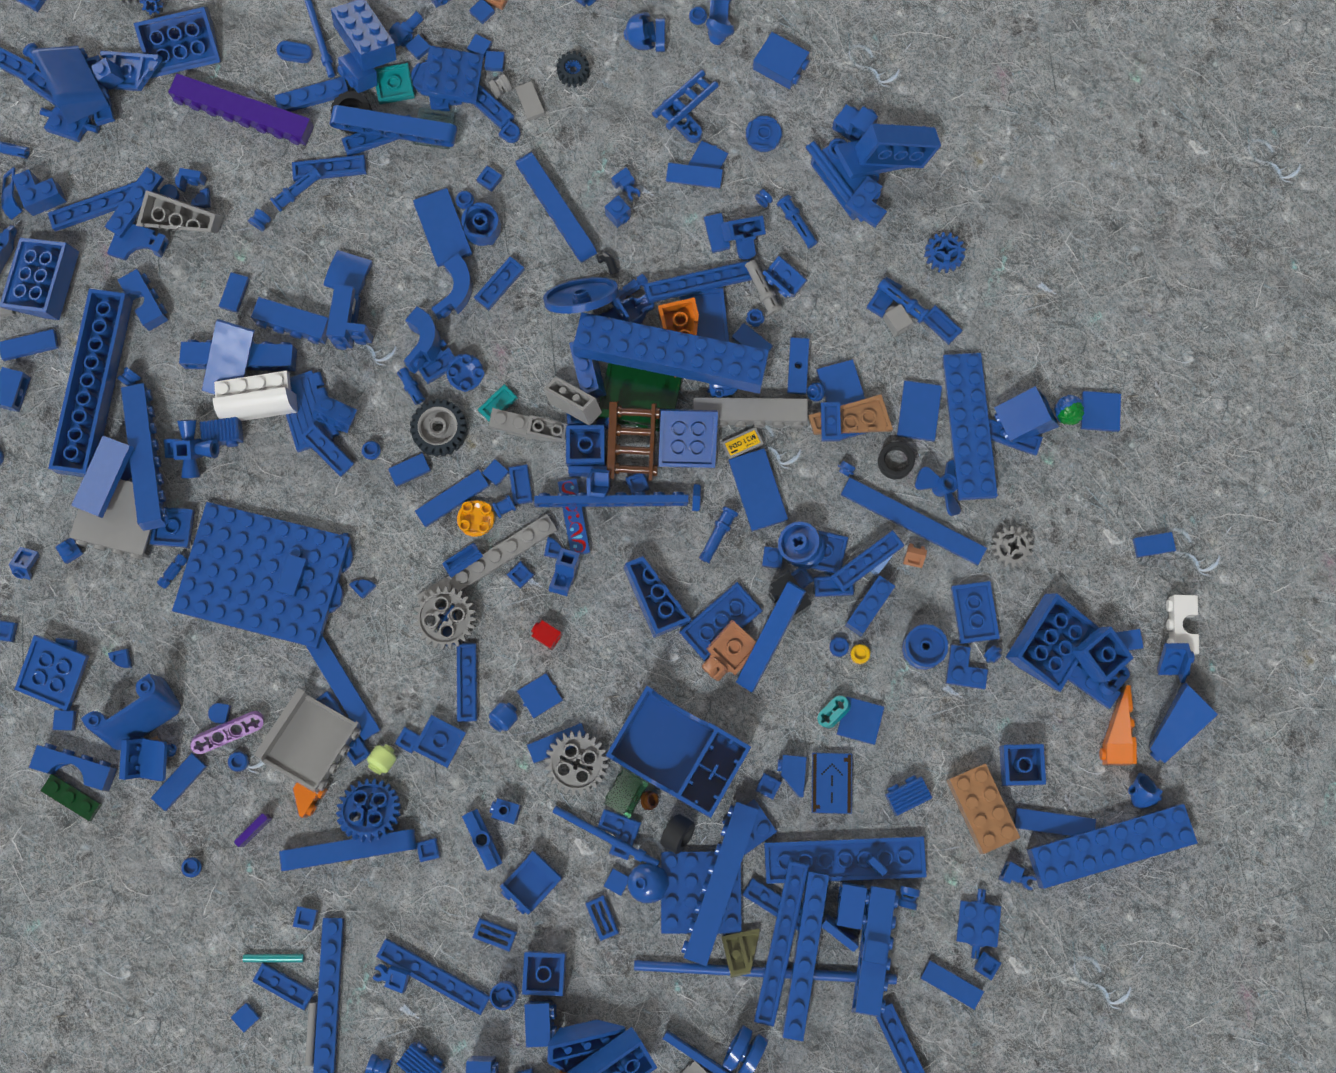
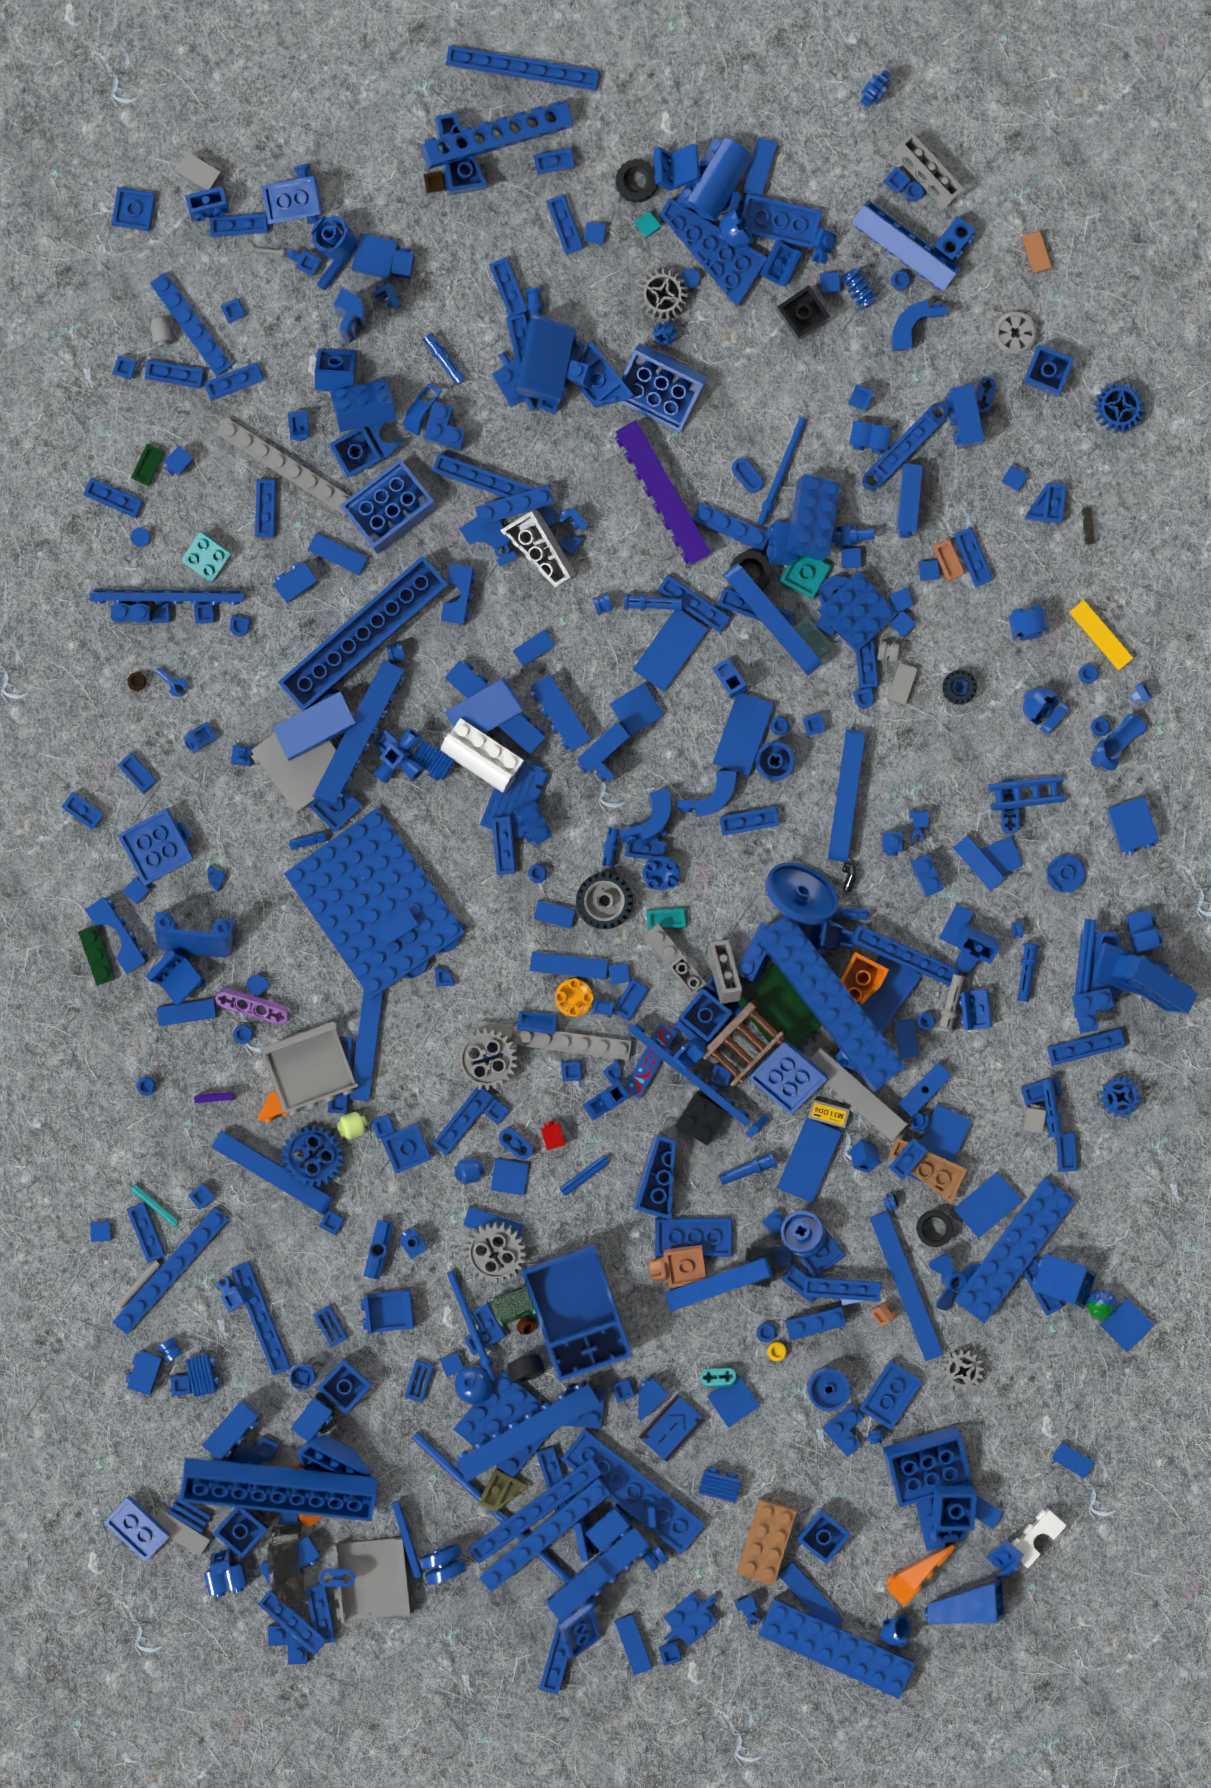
camera: 35 degrees right, 10 degrees up
(338, 213) = (670, 649): none -> blue tile
(400, 194) = (729, 678): none -> blue brick
(487, 653) = (496, 1111): none -> blue tile
(523, 665) = (515, 1144): none -> blue plate
(596, 646) = (584, 1175): none -> blue axle
(649, 526) = (701, 1119): none -> black brick
(664, 214) = (926, 875): none -> blue brick
(797, 451) = (864, 1156): none -> blue panel
(888, 239) = (1086, 1047): none -> blue tile
(901, 1011) = (580, 1631): none -> blue tile

